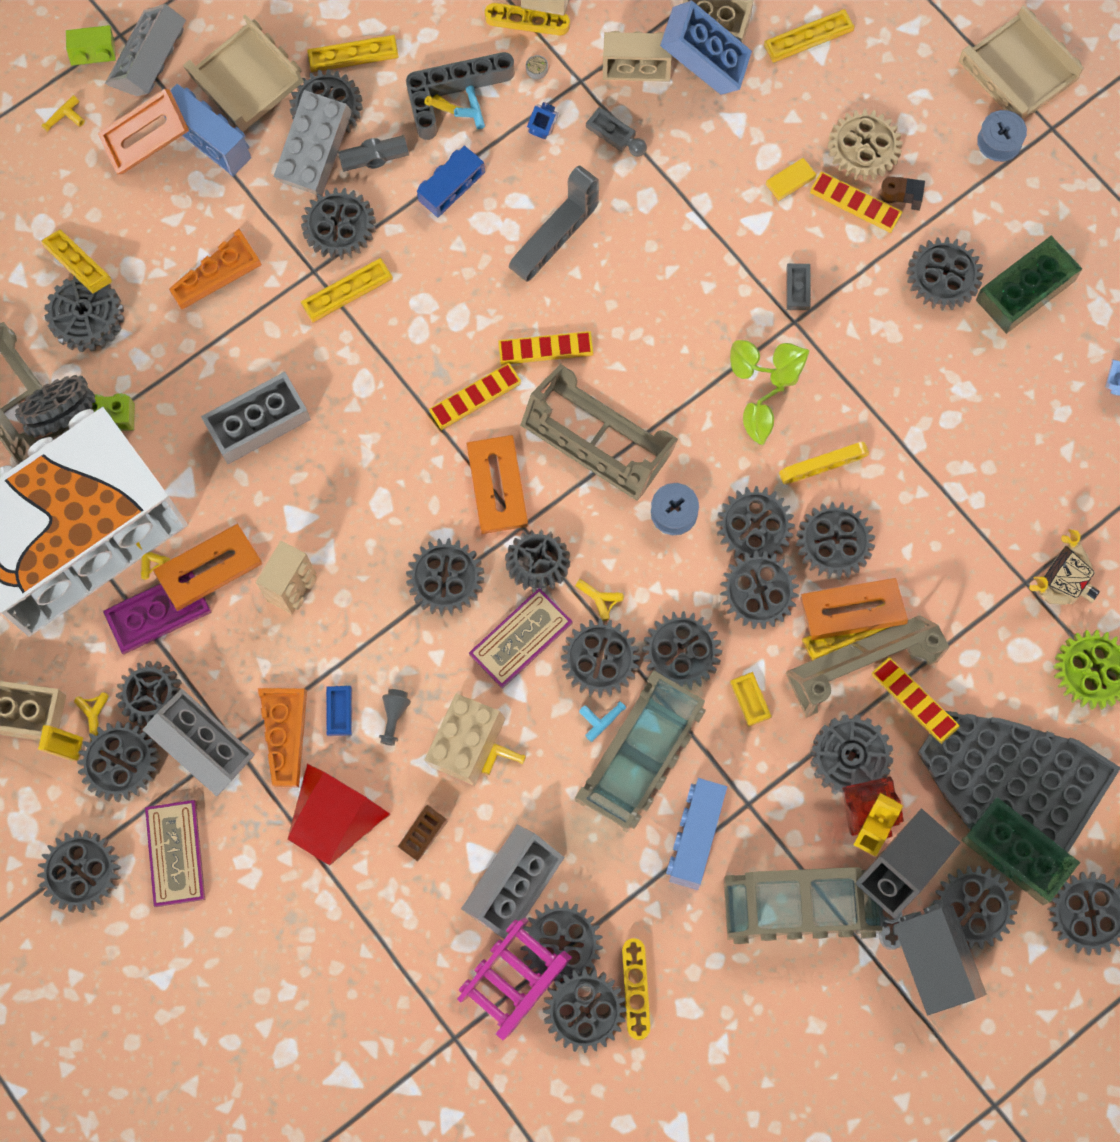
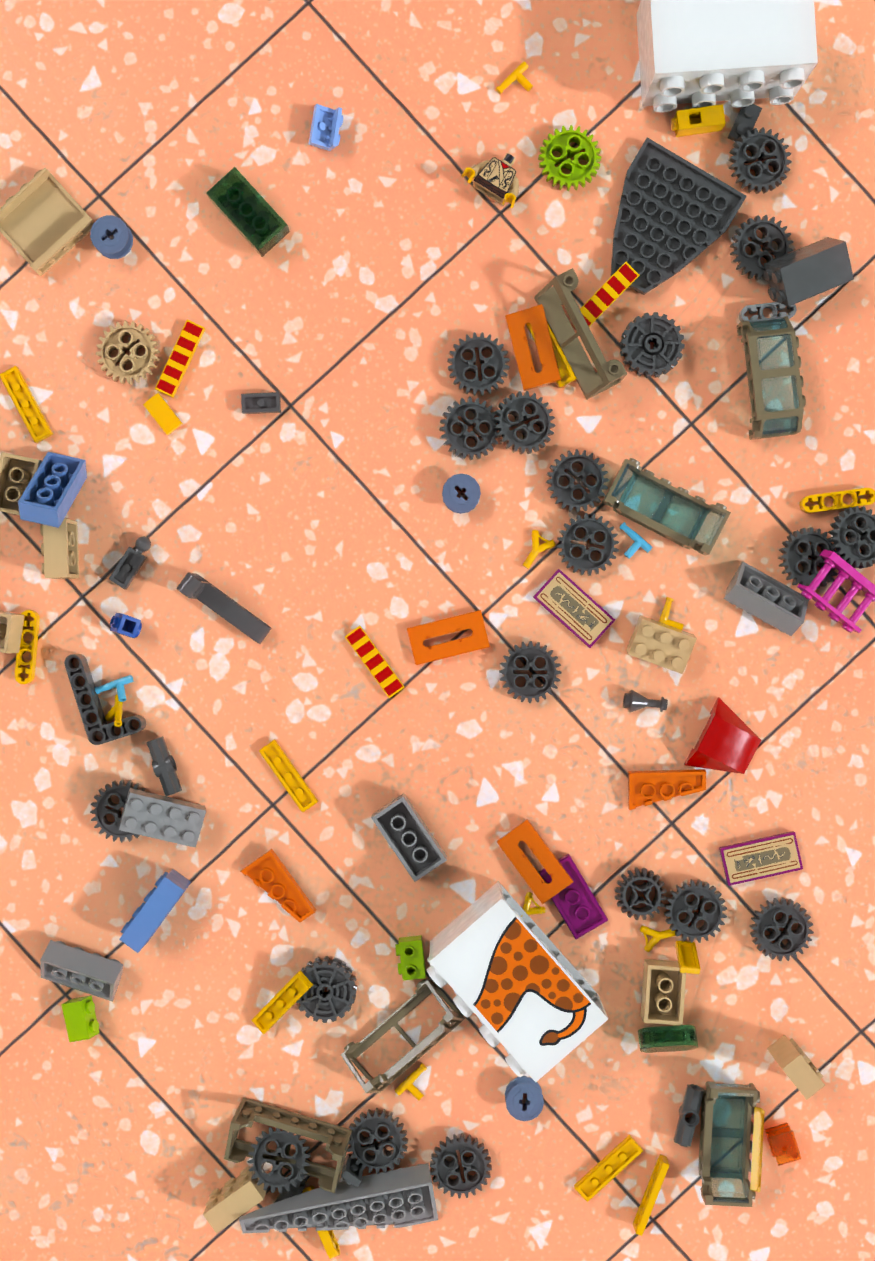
camera: 100 degrees left, 15 degrees up
(54, 405) = (416, 1001): dark grey piece -> none
(65, 109) = (140, 1031): yellow piece -> none
(119, 131) = (164, 985): piece -> none
(198, 742) = (679, 850): light grey slope -> none
(246, 75) = (100, 882): tan panel -> none
(286, 577) = (546, 796): tan brick -> none
(339, 710) = (641, 744): blue tile -> none
(352, 53) = (70, 793): yellow tile -> none
(359, 225) = (230, 805): dark grey gear -> none
(421, 819) = (719, 663): reddish brown slope -> none
(450, 181) = (185, 698): blue brick -> none
(536, 67) = (72, 635): tile -> none
(545, 348) = (328, 607): tile -> none
(545, 570) = (509, 607): dark grey gear -> none
(629, 479) = (439, 528): dark tan windscreen -> none
(698, 833) = (724, 459): medium blue brick -> none
(750, 699) = (610, 425): yellow tile -> none
(788, 360) = (342, 408): lime plant -> none
(824, 463) = (413, 375): yellow beam -> none
(861, 798) = (694, 327): clear red panel -> none
(878, 825) = (712, 321): yellow brick -> none
(903, 190) = (167, 318): leg -> none
(908, 863) = (741, 296): dark grey brick -> none
(950, 256) = (224, 278): dark grey gear -> none
(1020, 851) = (723, 212): clear green brick -> none

